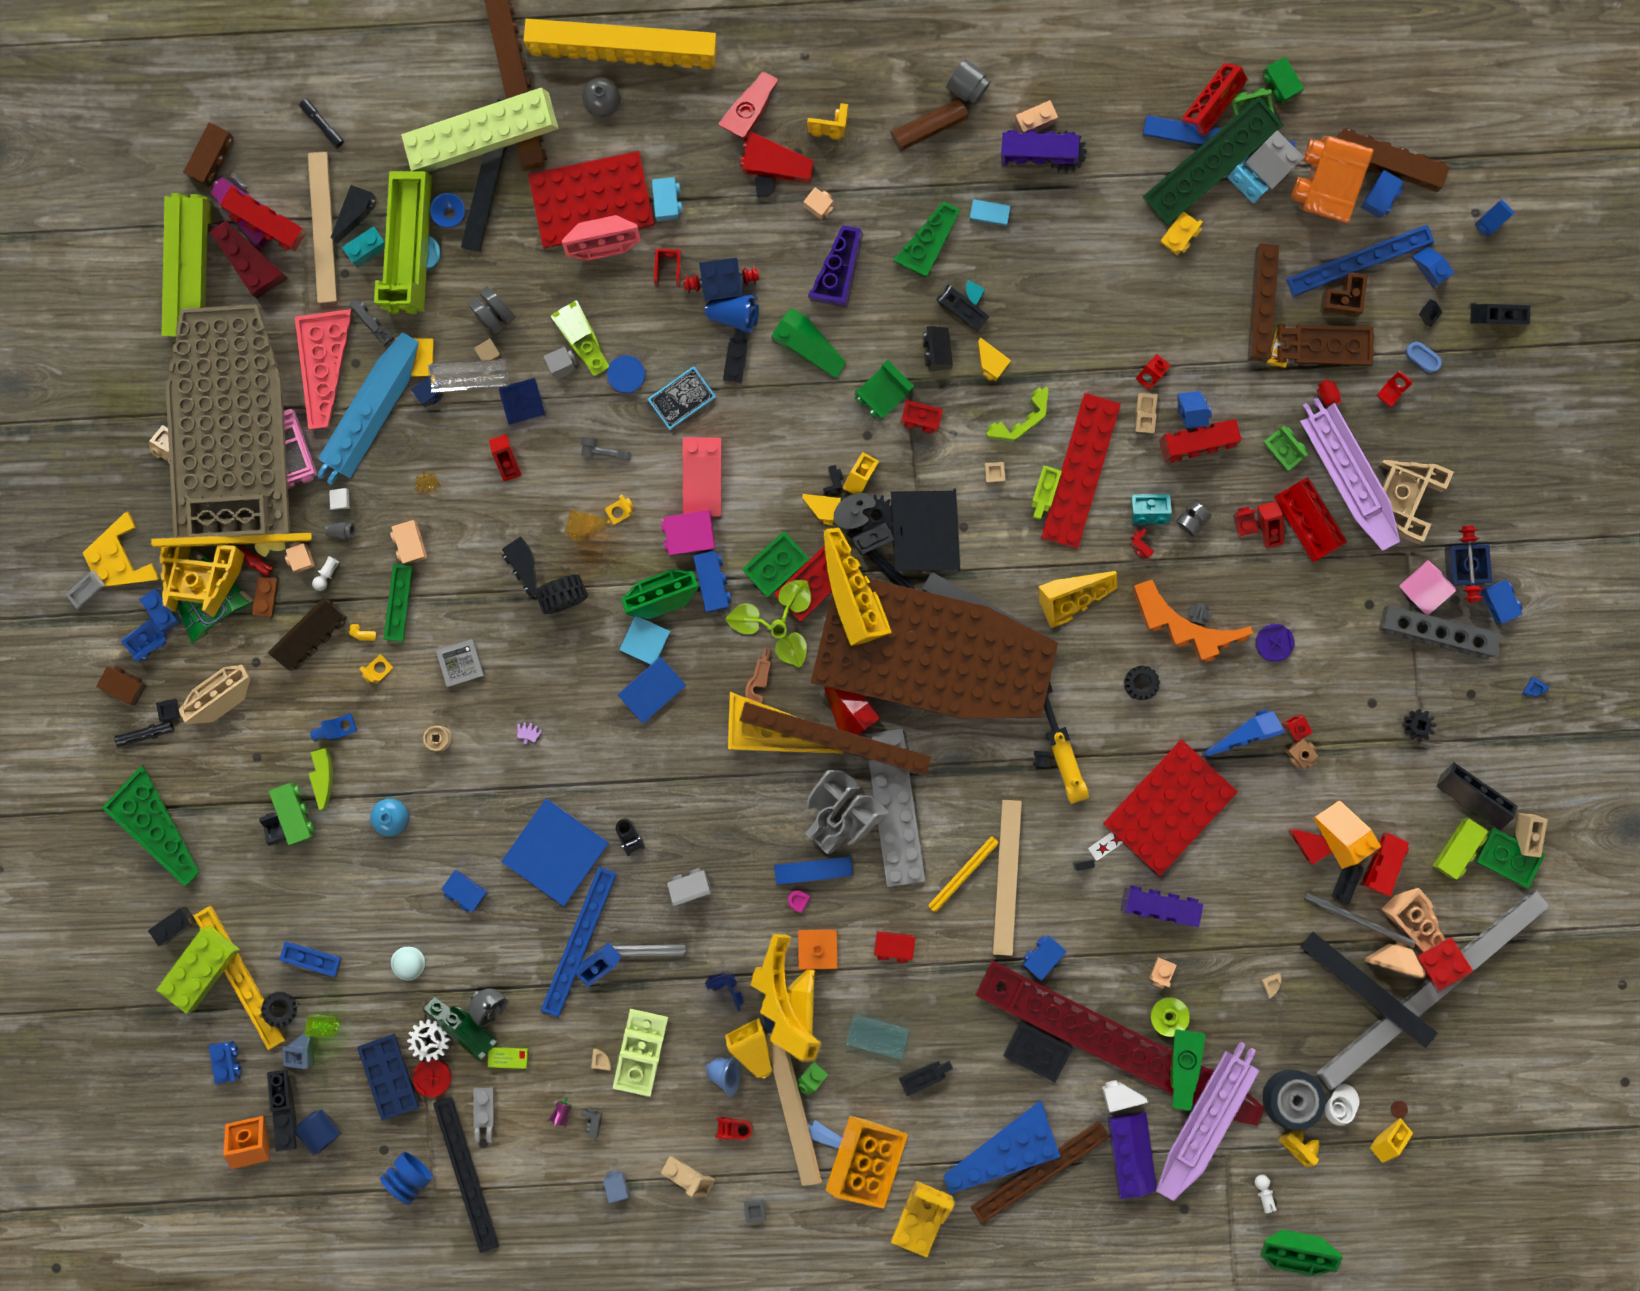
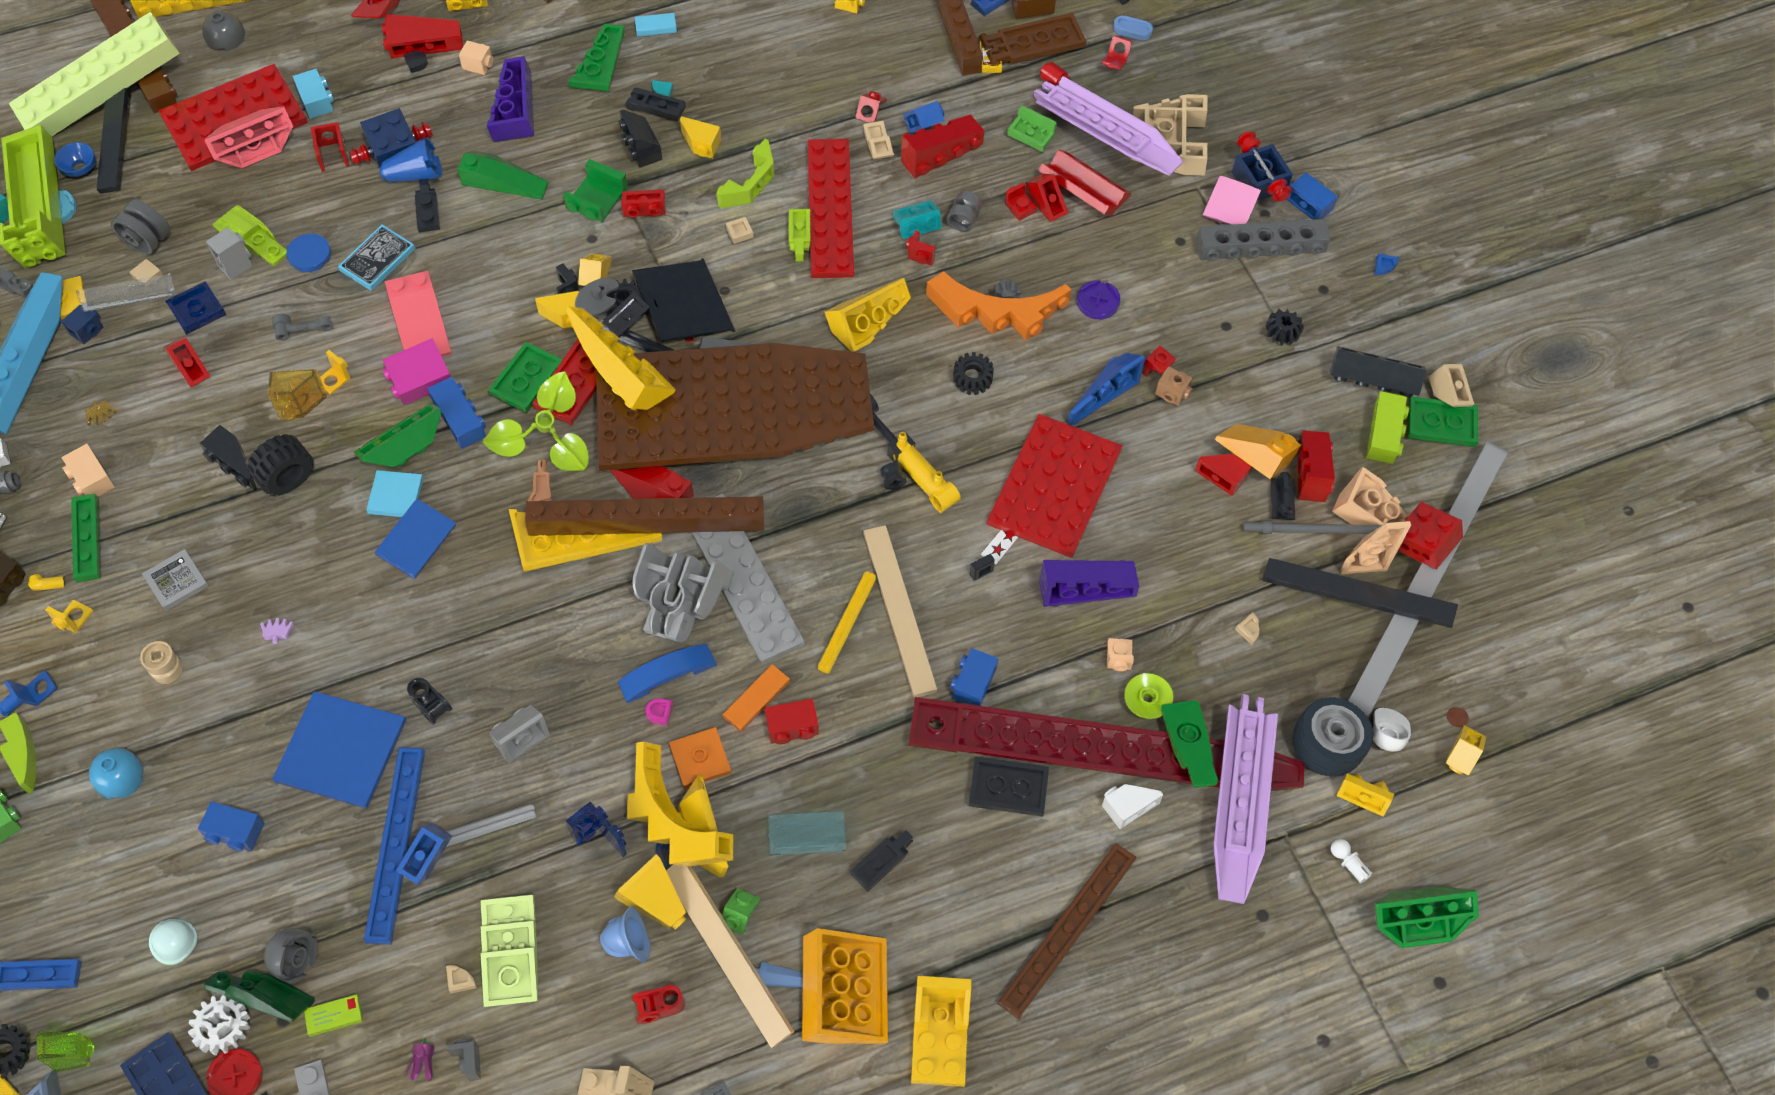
camera: 20 degrees left, 25 degrees down
(874, 914) = (756, 698): none -> orange tile
(1015, 1148) = (1025, 908): blue wing -> none
(1132, 1155) = (1170, 868): dark purple slope -> none

